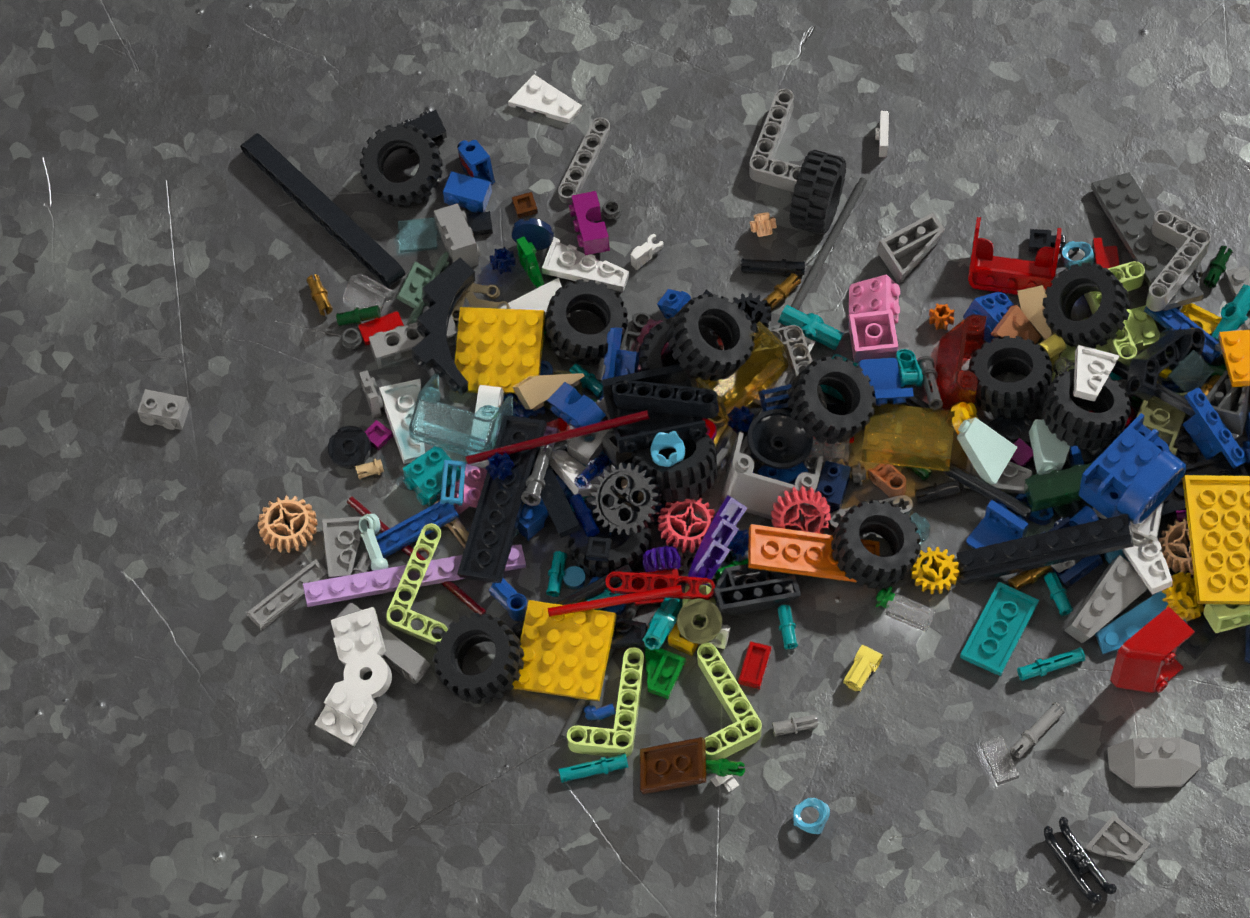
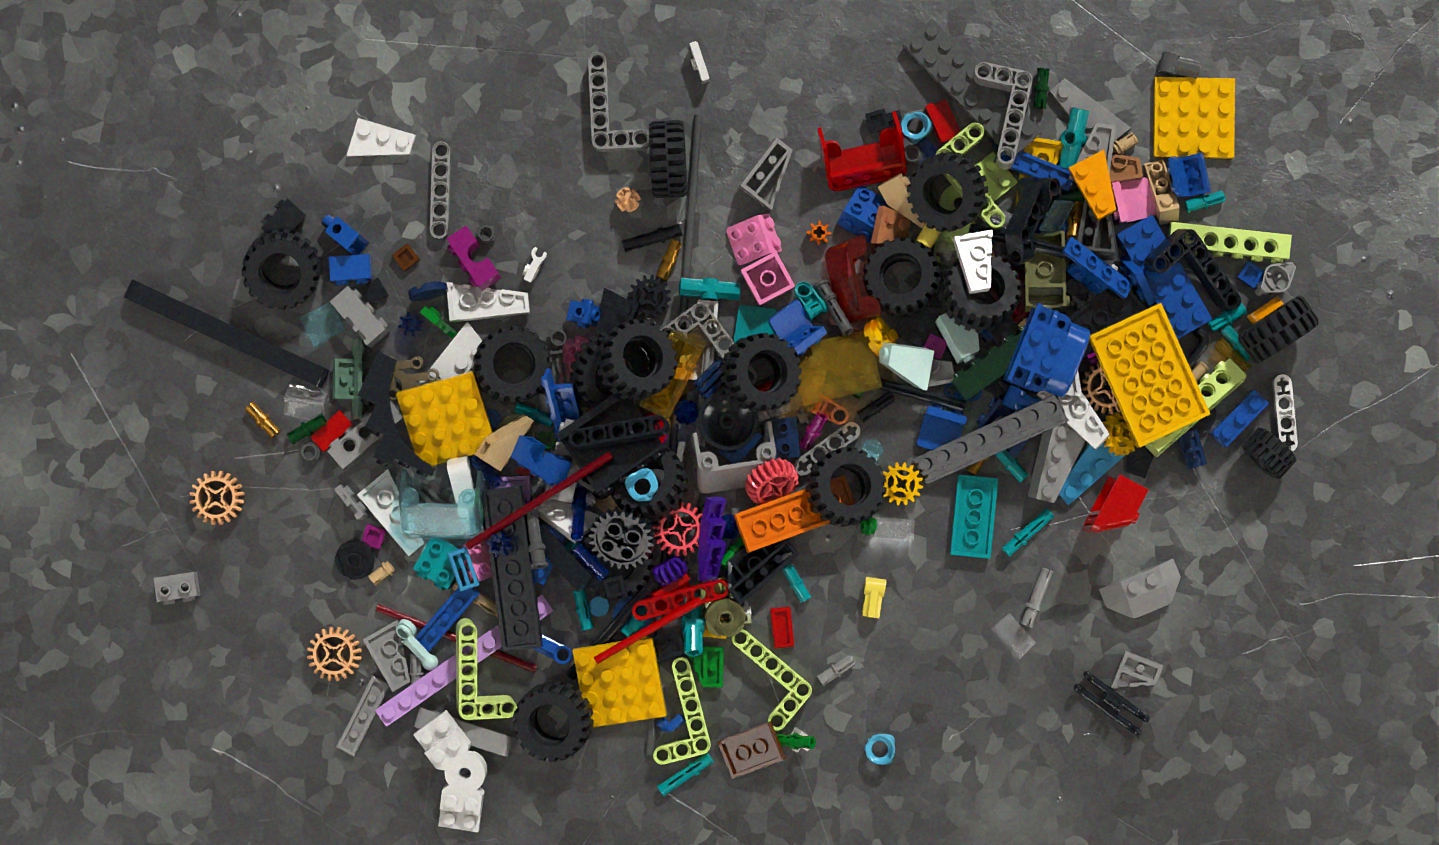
camera: 25 degrees left, 25 degrees up
(251, 337) = (223, 491): none -> light nougat gear
(863, 487) = (813, 431): none -> magenta pin

